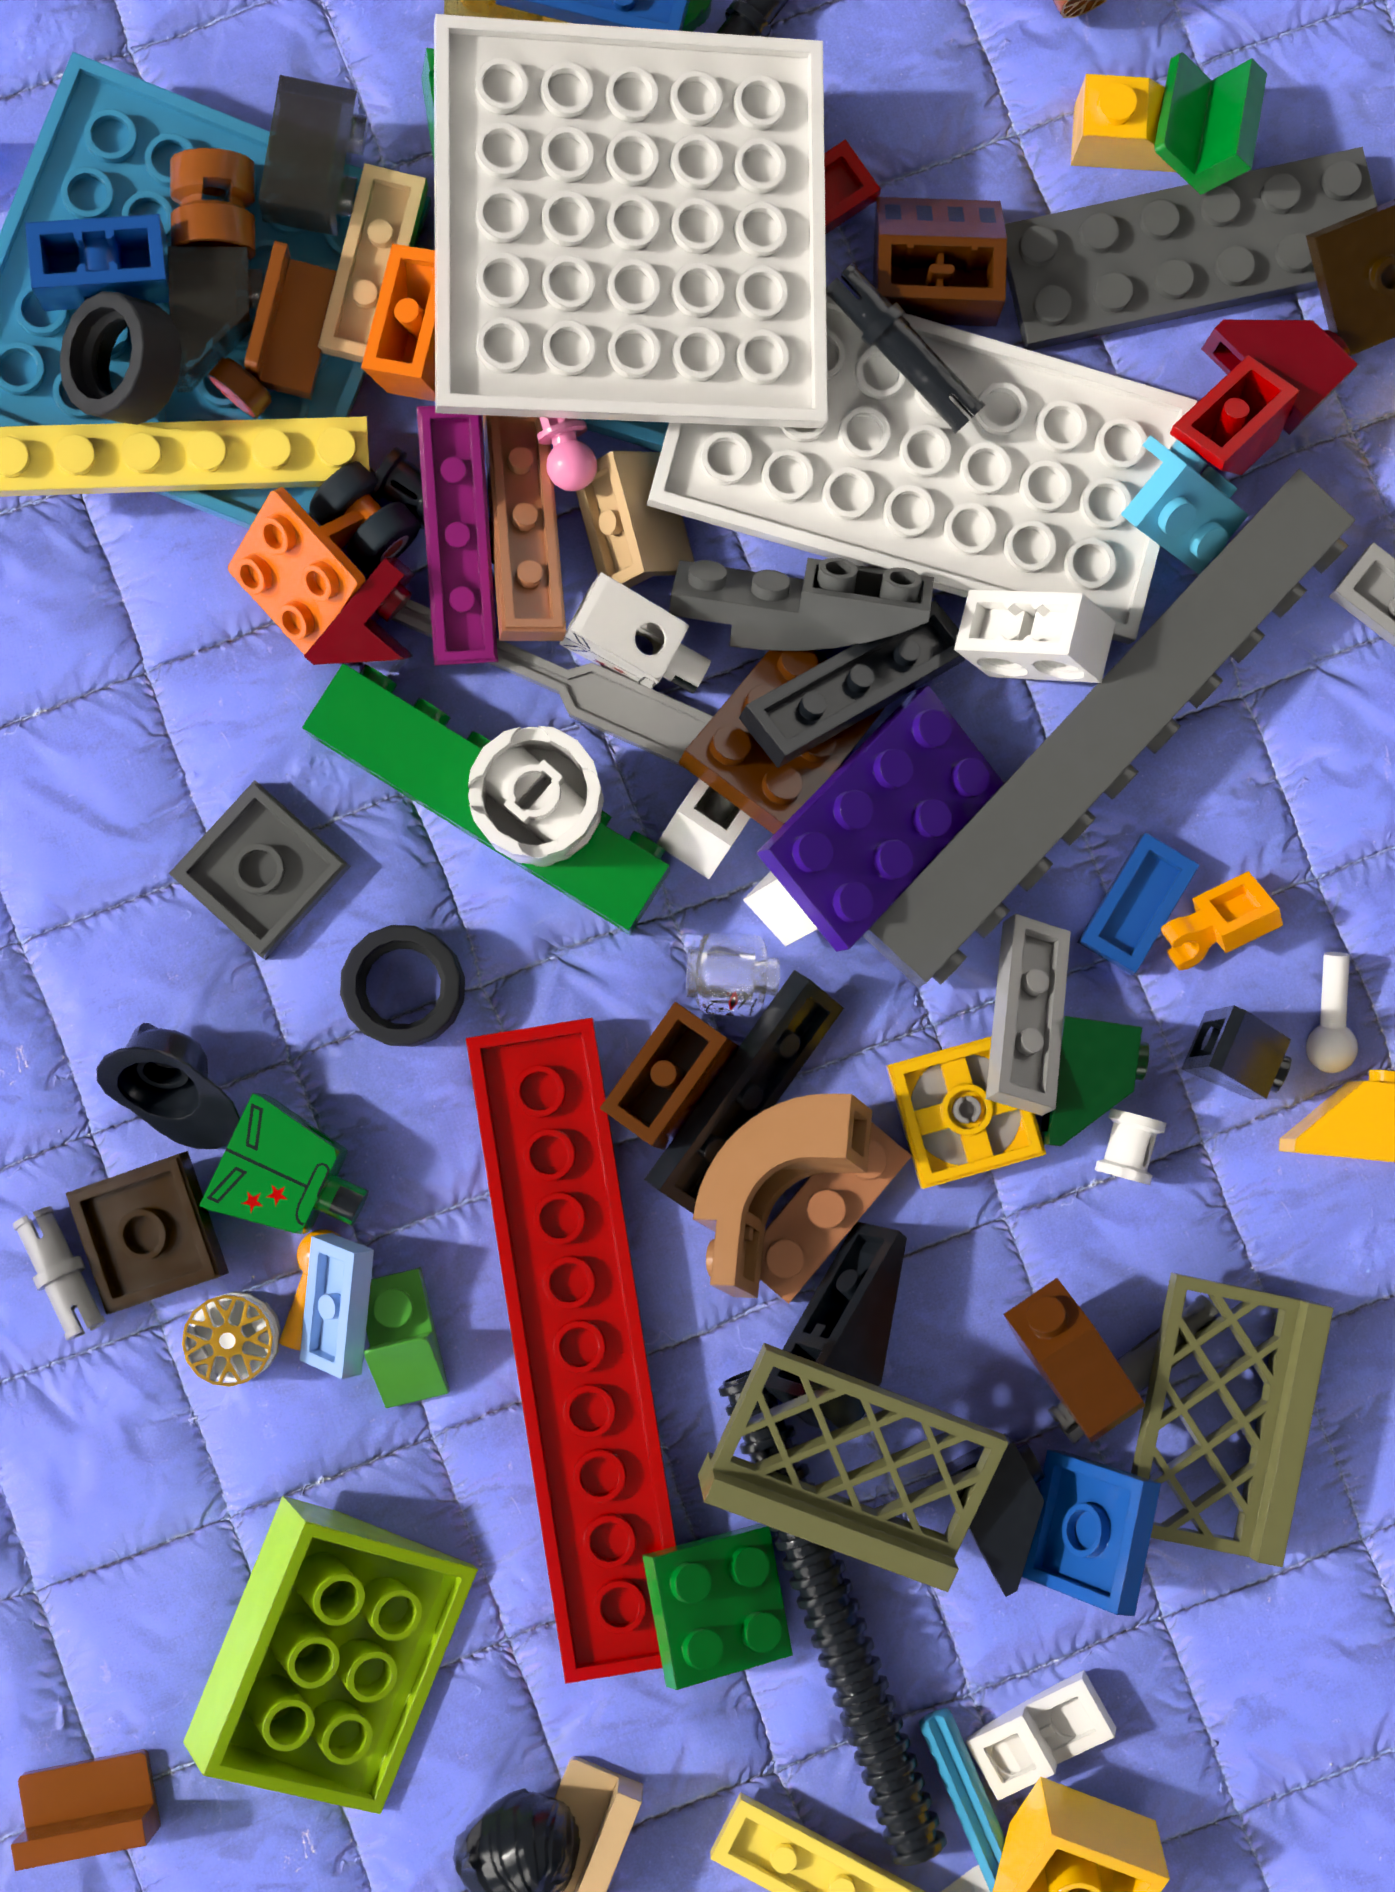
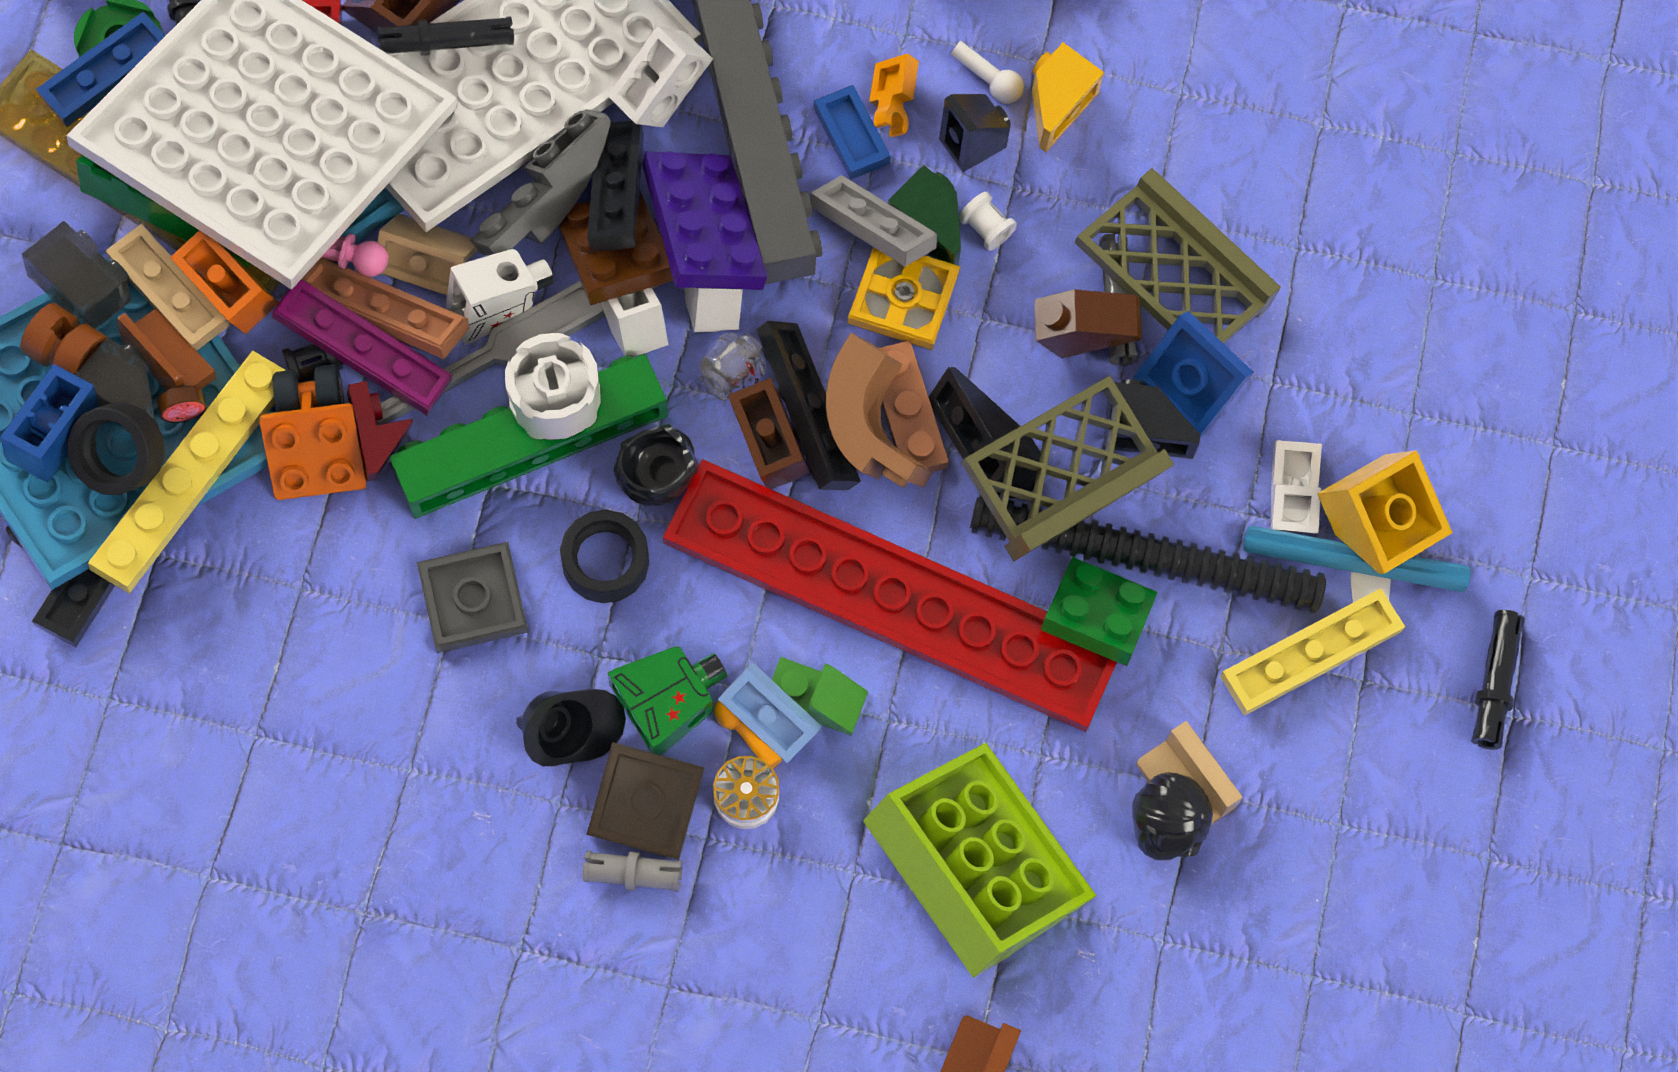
camera: 60 degrees left, 15 degrees down
(544, 973) = (656, 465): none -> black hair

